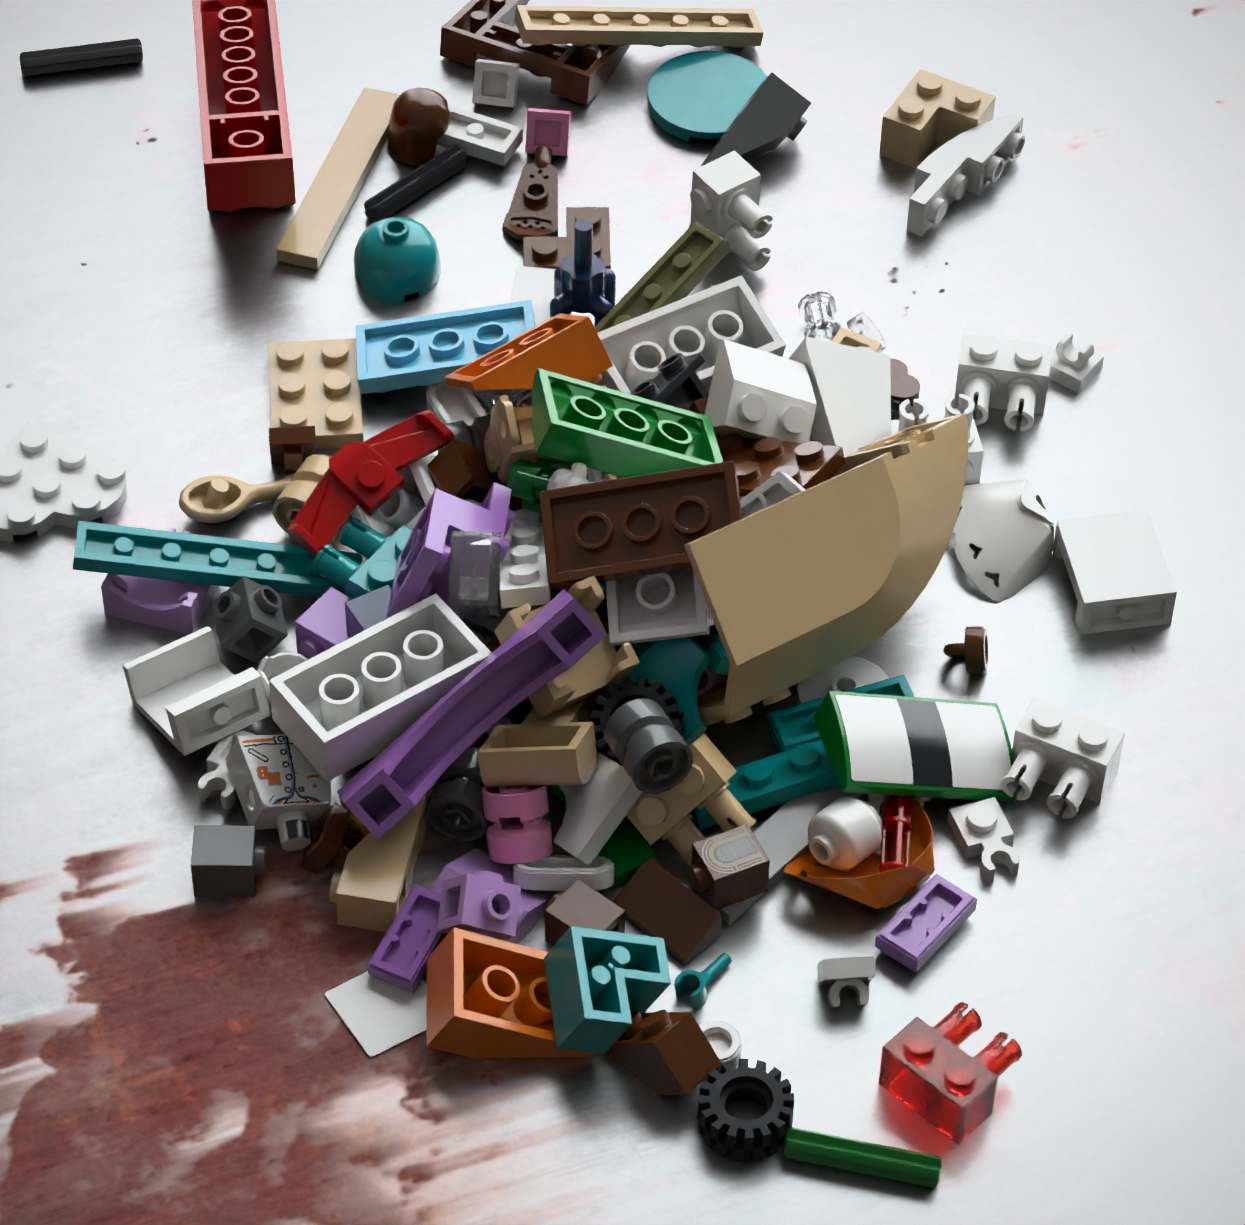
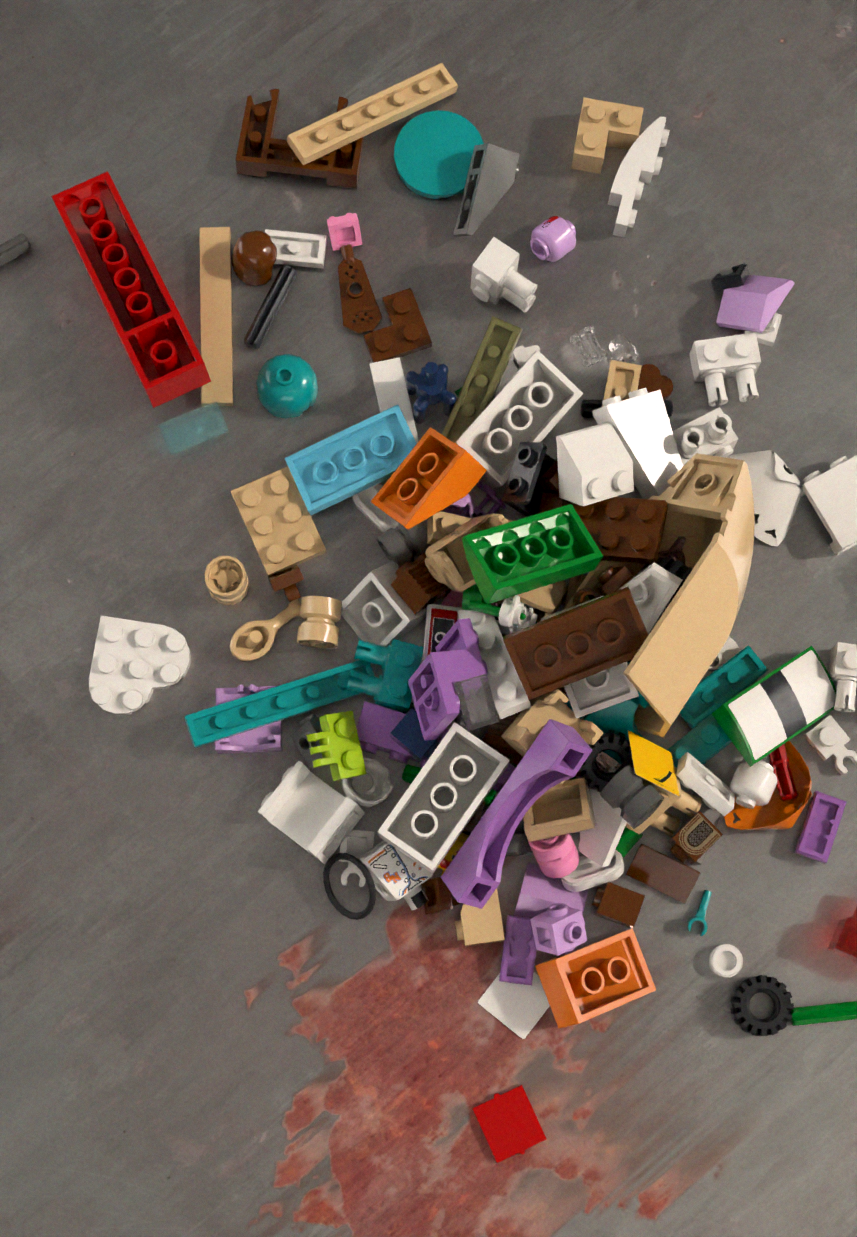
camera: 20 degrees left, 30 degrees up
(185, 770) = (372, 891): none -> black tyre
(212, 422) = (226, 580): none -> tan wheel
(226, 861) = (383, 933): dark grey brick -> none
(252, 270) = (193, 427): none -> clear light blue plate
(268, 610) = (338, 746): none -> lime hinge
(299, 1151) = (509, 1123): none -> red piece
(365, 477) = (354, 612): red plate -> none
(495, 83) = (290, 196): white tile -> none
(598, 981) = (647, 962): teal brick -> none
(665, 1051) = (698, 982): reddish brown slope -> none
(699, 730) = (653, 763): none -> yellow sticker
(759, 789) = (700, 779): none -> white plate
(821, 204) = (553, 239): none -> lavender head
(846, 973) = (787, 884): white tile -> none
(974, 650) = (781, 600): reddish brown tile -> none
(1048, 300) = (731, 280): none -> black tile
(1065, 317) = (753, 304): none -> lavender slope

